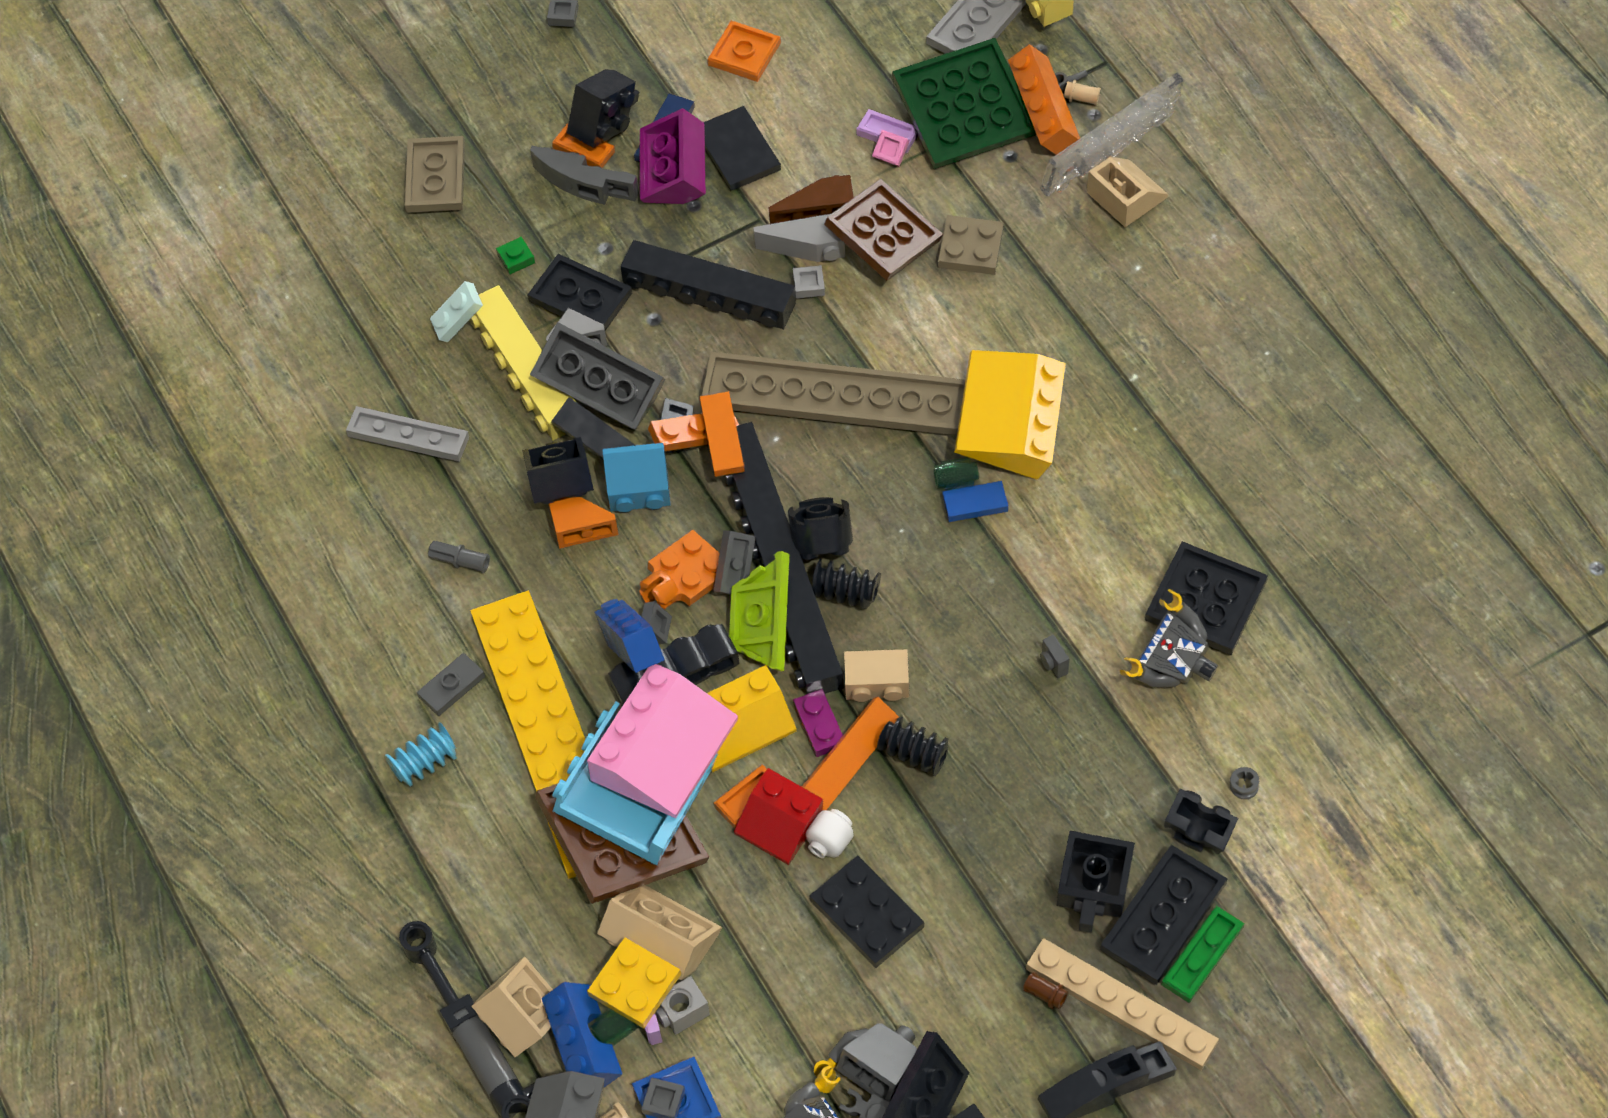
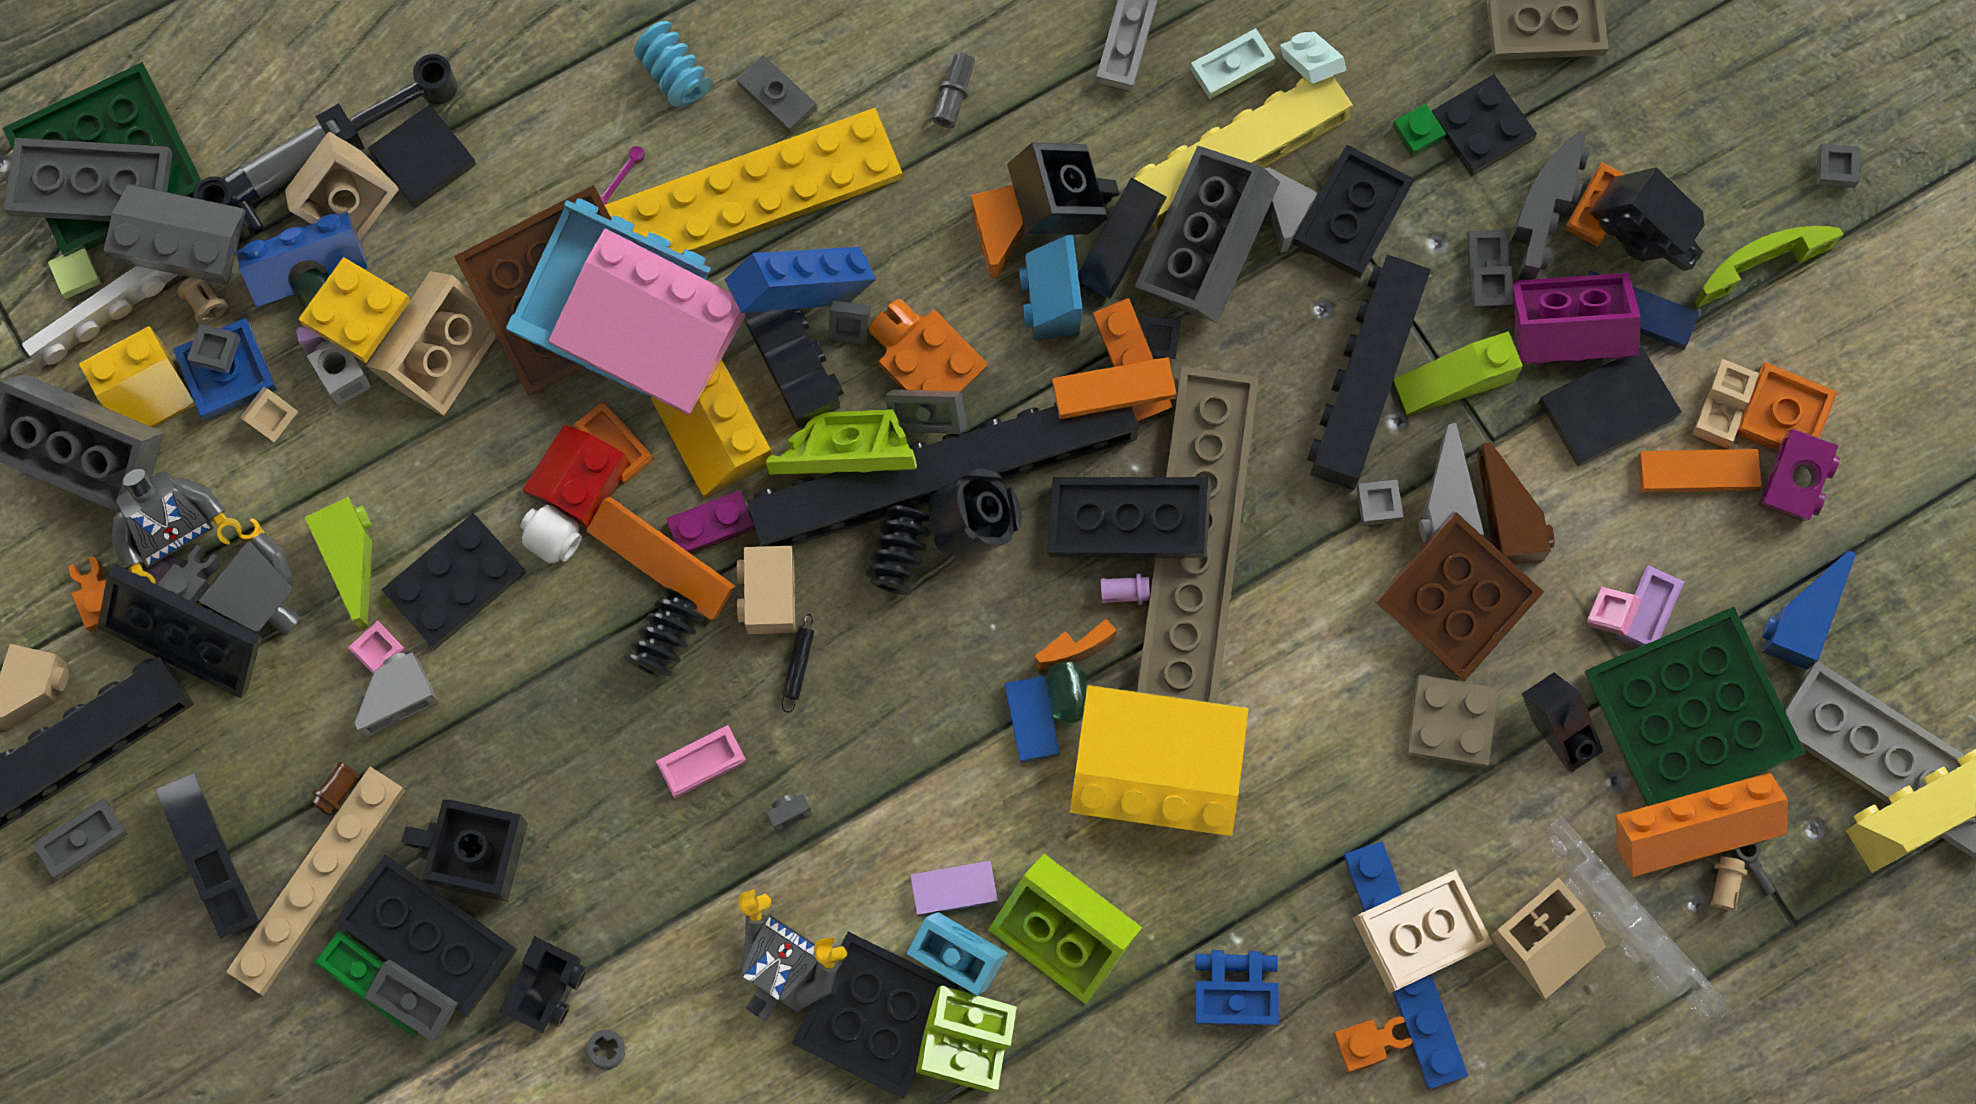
camera: 85 degrees right, 15 degrees up
(453, 369) = (1232, 63): none -> light aqua plate
(484, 952) = (422, 156): none -> black tile
(496, 790) = (636, 156): none -> magenta hinge
(514, 215) = (1483, 125): none -> black plate
(635, 215) = (1489, 268): none -> dark grey slope
(644, 74) = (1803, 241): none -> lime slope
(711, 226) = (1459, 374): none -> lime slope
(720, 1060) = (269, 414): none -> tan plate
(734, 83) = (1725, 404): none -> tan slope
(782, 42) = (1781, 491): none -> magenta brick
(786, 99) = (1699, 470): none -> orange tile
(821, 430) = (1129, 517): none -> black plate
(845, 990) = (347, 551): none -> lime slope
(874, 432) = (1125, 589): none -> lavender pin
(893, 40) = (1803, 625): none -> blue slope
(922, 472) = (1066, 650): none -> orange slope
(925, 968) = (375, 647): none -> bright pink tile
(936, 658) = (798, 663): none -> black piece
(965, 945) = (394, 694): none -> light grey slope
(970, 176) = (1563, 721): none -> black slope
(1014, 724) = (701, 761): none -> bright pink tile
(1106, 551) = (954, 888): none -> lavender tile
(1126, 258) = (1422, 931): none -> tile
(1135, 475) = (1064, 928): none -> lime slope
(1147, 275) = (1419, 1001): none -> blue plate
(1159, 538) = (957, 953): none -> medium azure brick
(1181, 370) = (1236, 1002): none -> blue plate
(1204, 299) = (1365, 1045): none -> orange plate
(1220, 536) = (966, 1039): none -> lime slope
(1220, 913) = (411, 1000): none -> dark grey plate

